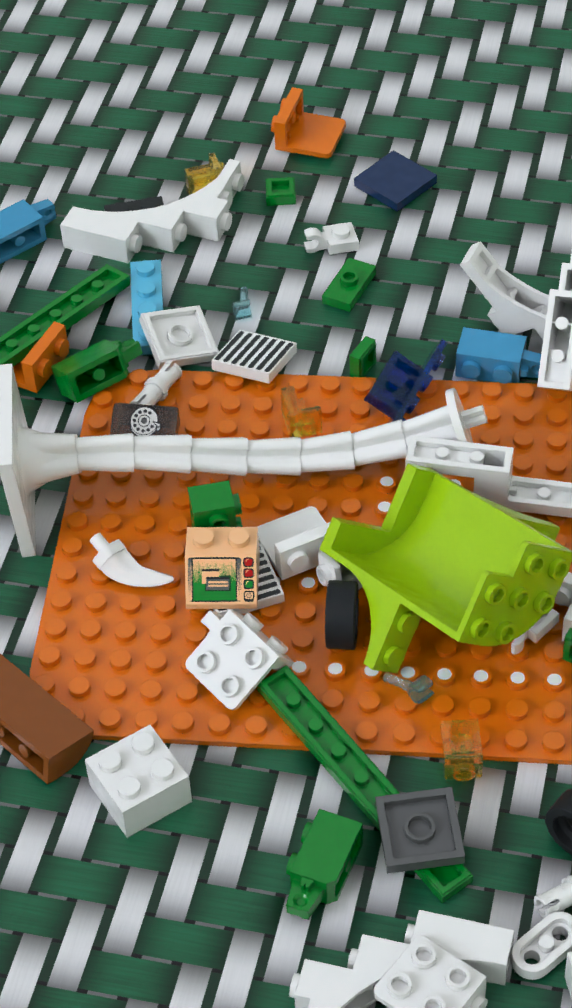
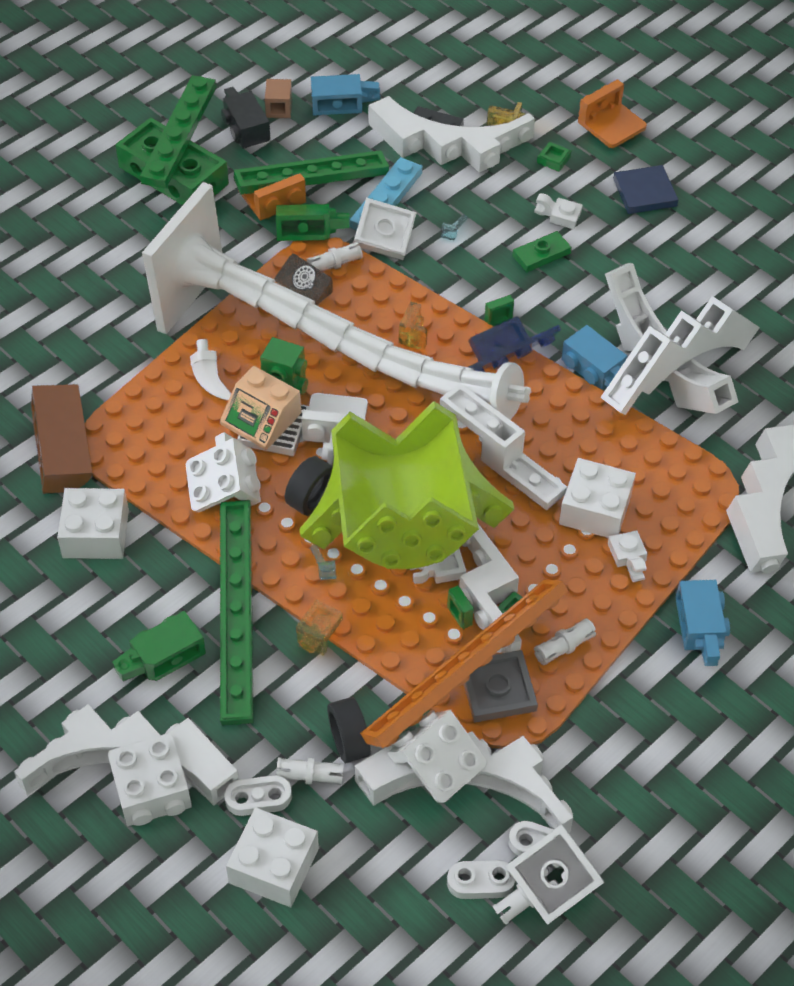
camera: 30 degrees right, 5 degrees up
(254, 356) = (425, 269): tile -> none
(419, 830) = (236, 664): dark grey plate -> none

